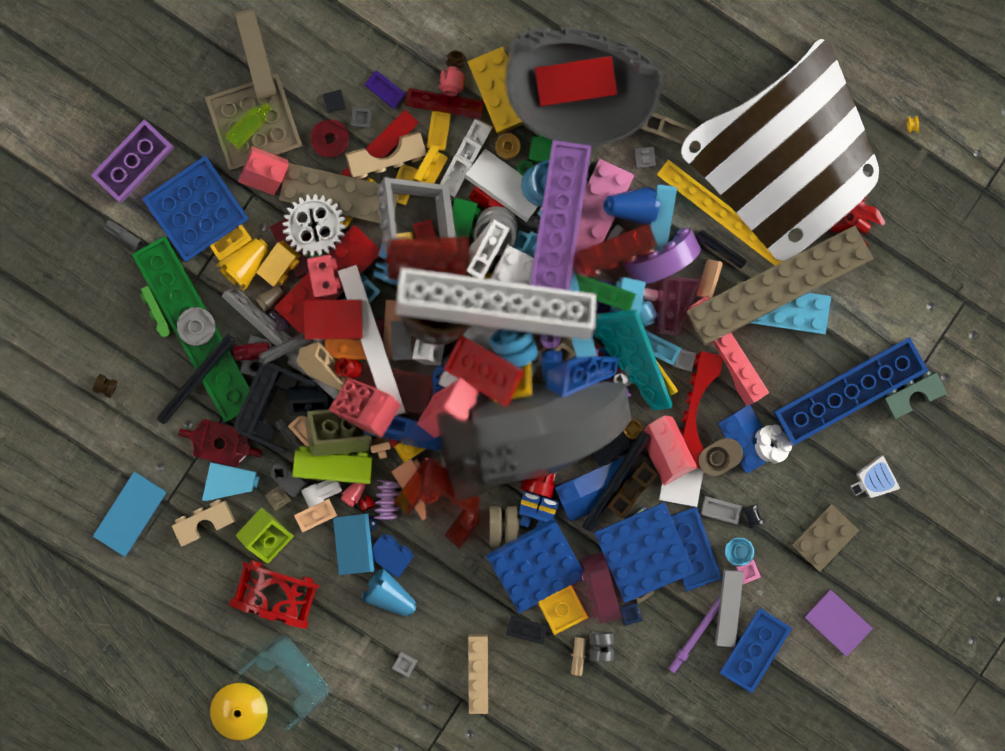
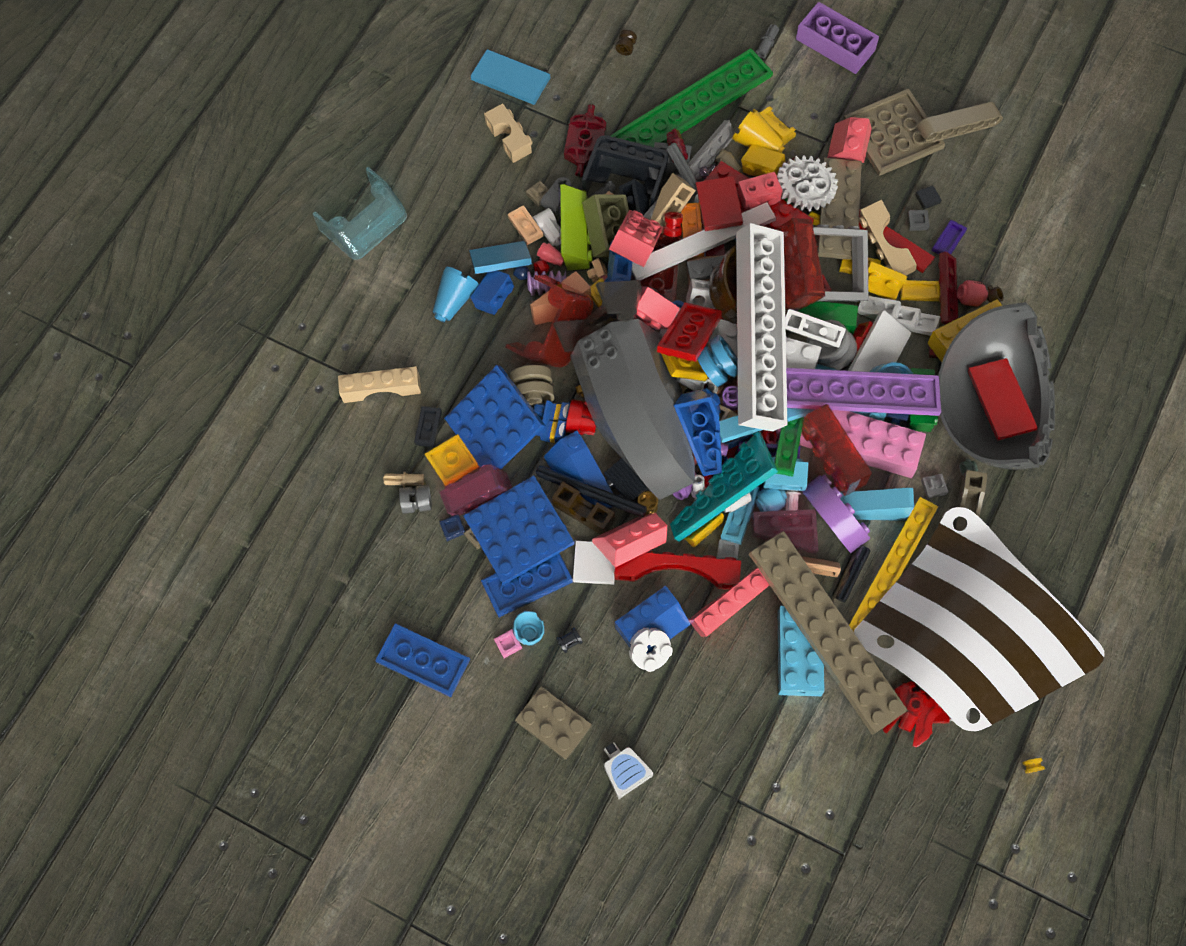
camera: 85 degrees right, 20 degrees down
(156, 312) = (698, 73): bright green hinge -> none
(195, 208) = (802, 95): blue plate -> none
(196, 326) = (692, 104): light grey tile -> none
(196, 378) = (644, 109): black axle -> none
(228, 481) = (549, 146): medium azure slope -> none
(242, 698) = (333, 192): yellow dish -> none
(248, 125) = (891, 122): clear neon green hinge -> none
(264, 535) = (500, 183): lime slope -> none
(289, 617) = (455, 177): red fence -> none
(319, 141) = (896, 187): dark red plate -> none
(404, 664) = (385, 320): light grey tile -> none
(507, 146) = (918, 349): pearl gold wheel -> none
(634, 205) = (884, 465): blue cone -> none
(682, 654) = (414, 585): medium lavender bar -> none
(720, 457) = (629, 592): dark tan piece -> none
(721, 510) = (571, 607): light grey tile -> none
(729, 608) = (466, 625): light grey tile -> none
(838, 622) = (459, 749): medium lavender tile -> none
(850, 391) = (721, 728): blue brick -> none
(928, 385) = (718, 785): sand green arch -> none

